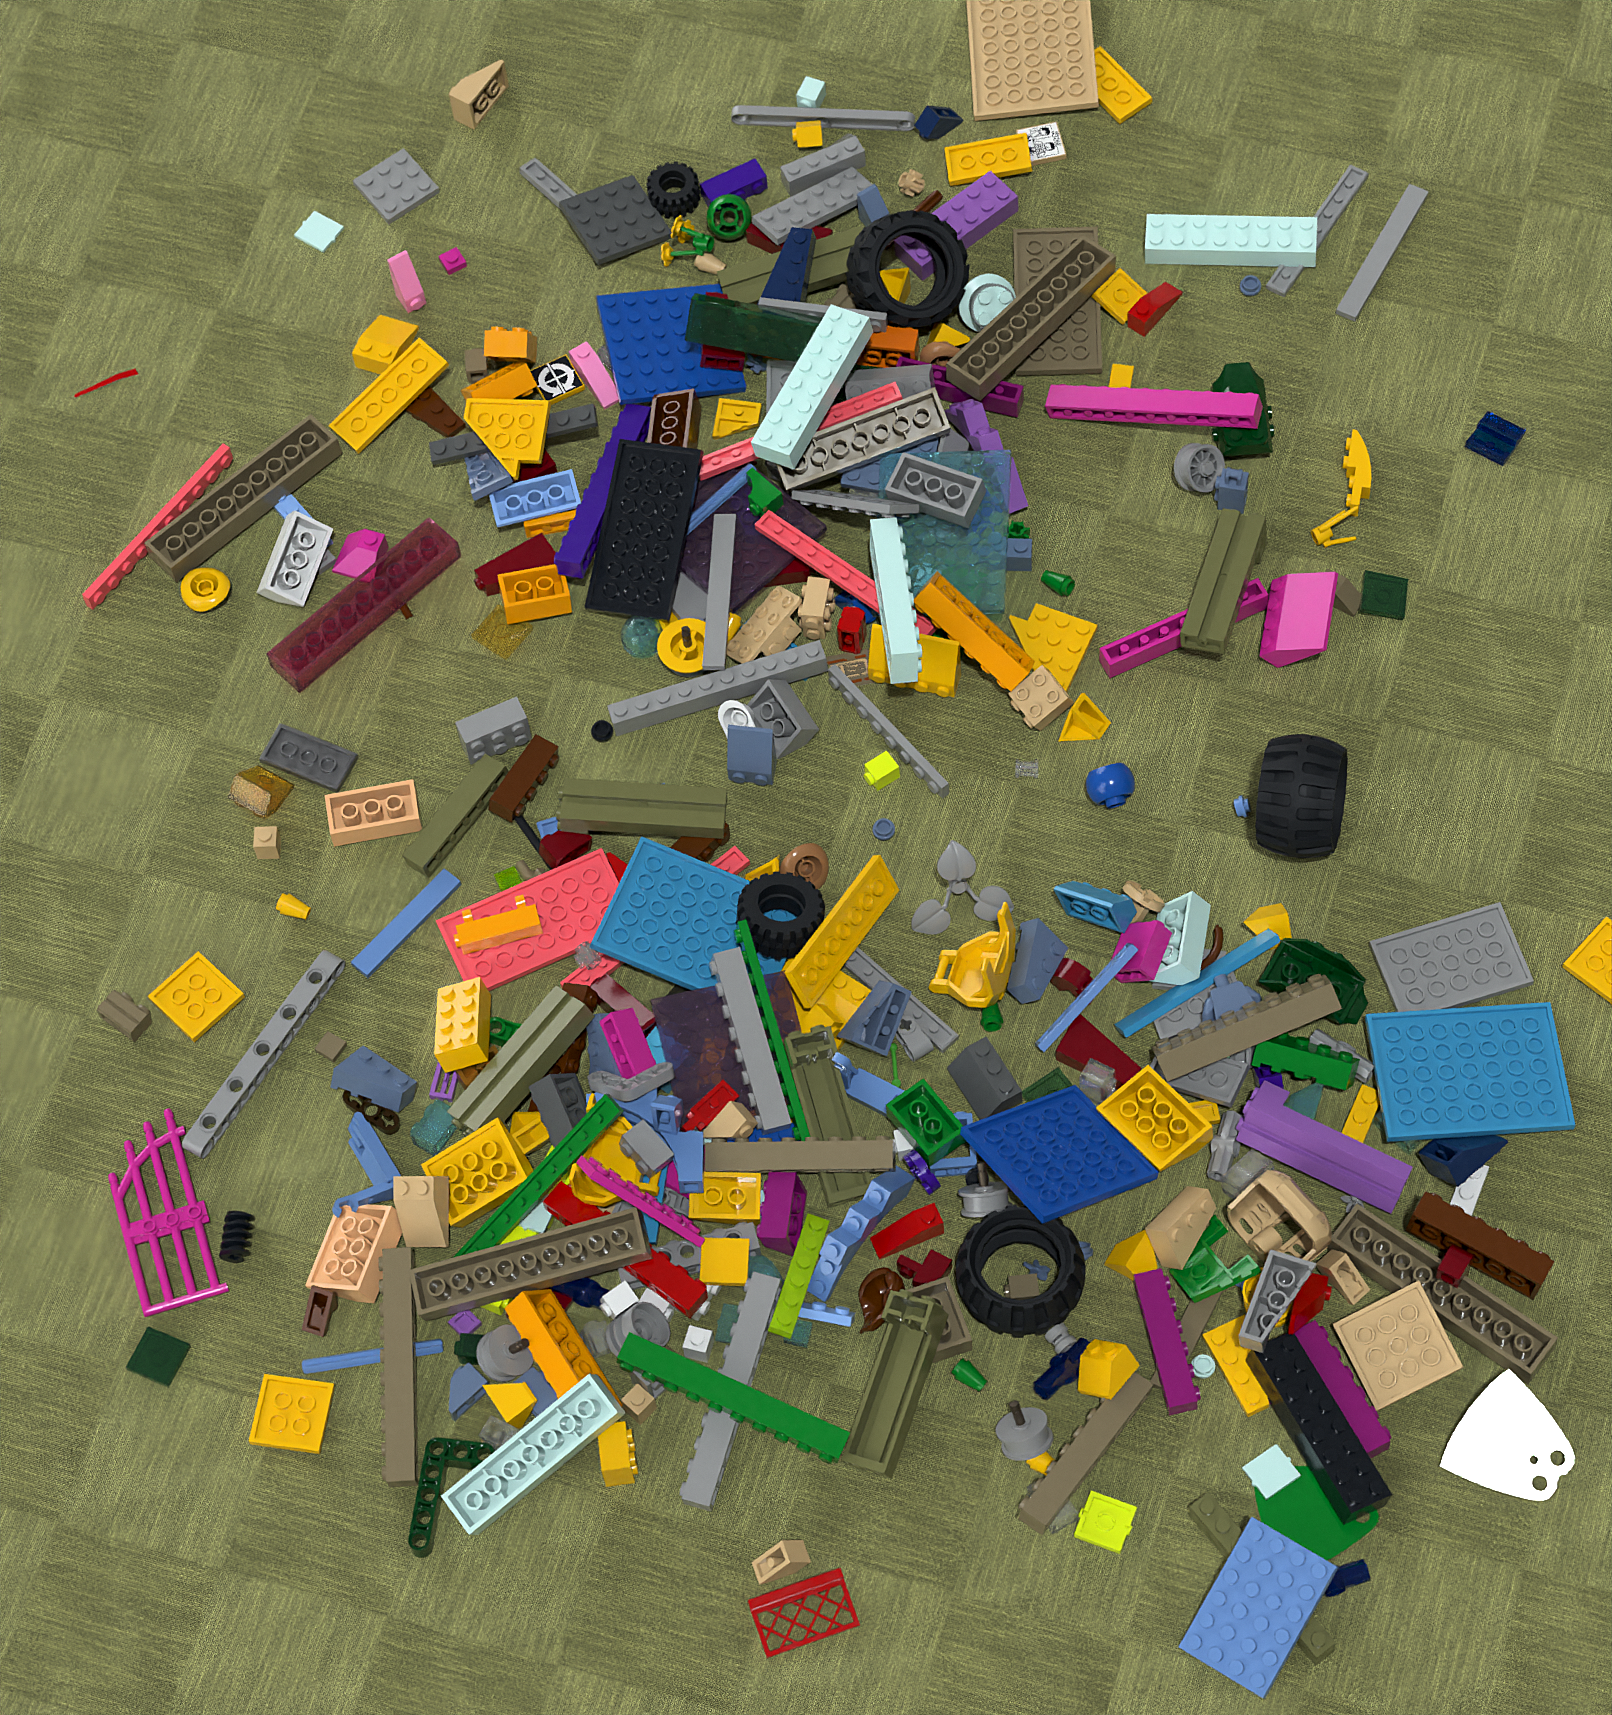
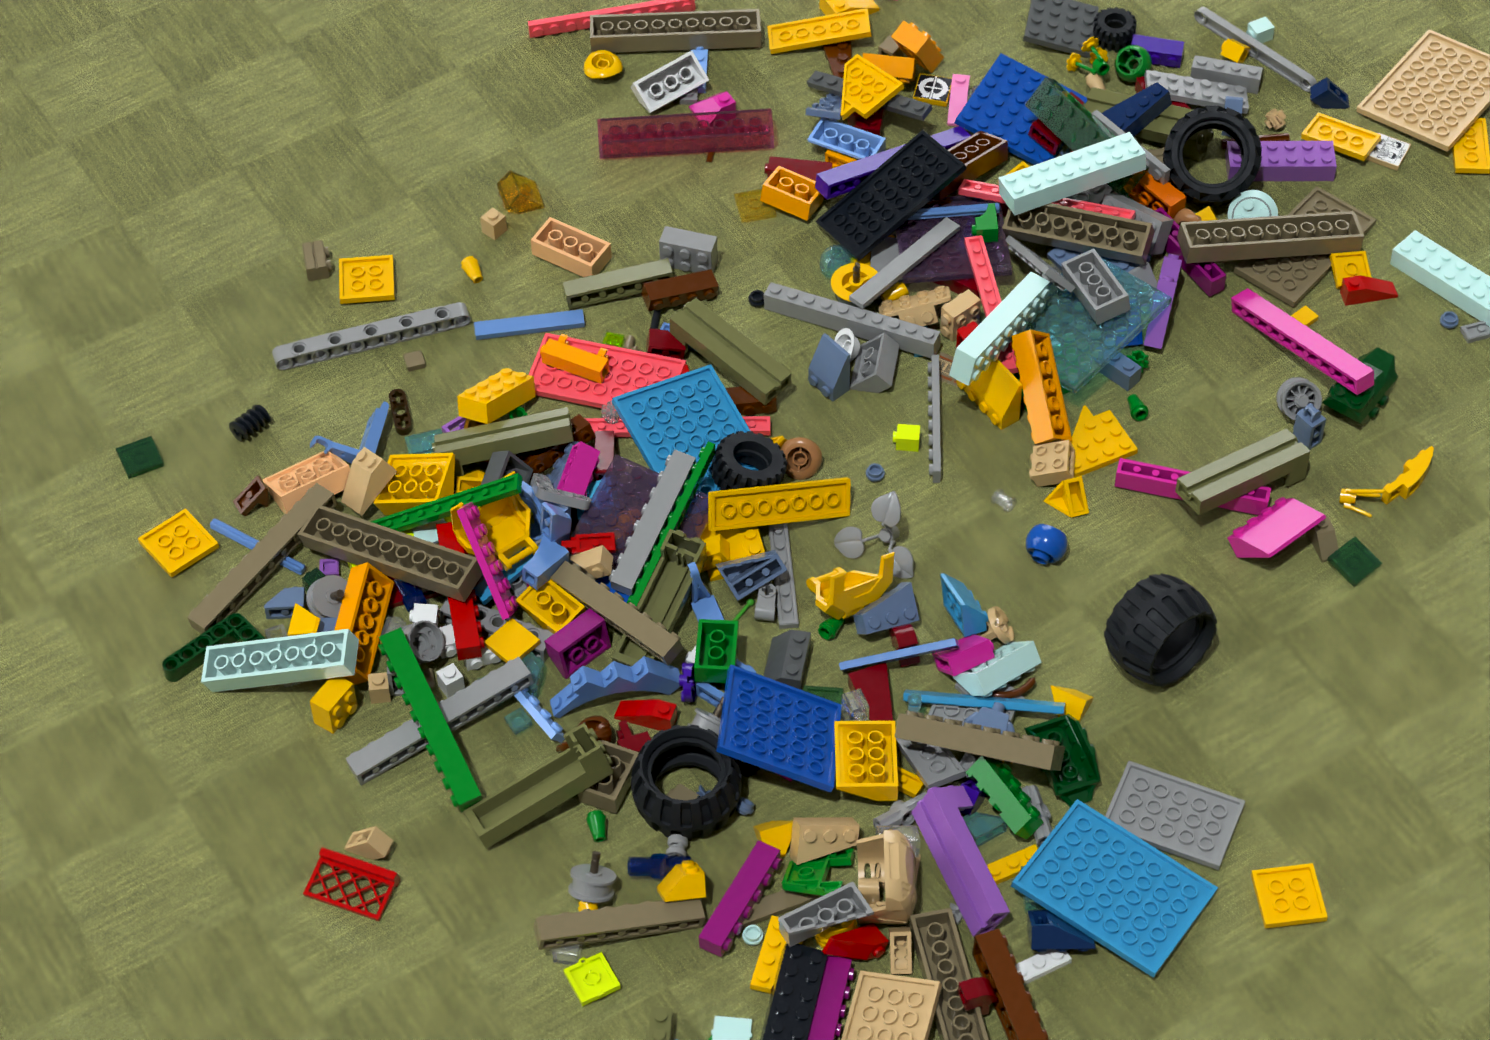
camera: 35 degrees right, 10 degrees down
(163, 1224) = (218, 387): dark pink piece -> none
(309, 758) = (568, 197): flat silver tile -> none
(374, 1078) = (417, 392): sand blue wedge -> none
(645, 1149) = (521, 534): light grey brick -> none
(798, 1276) = (541, 688): lime plate -> none
(897, 283) = (1205, 168): yellow slope -> none
(1143, 1035) = (914, 702): none -> clear light blue piece

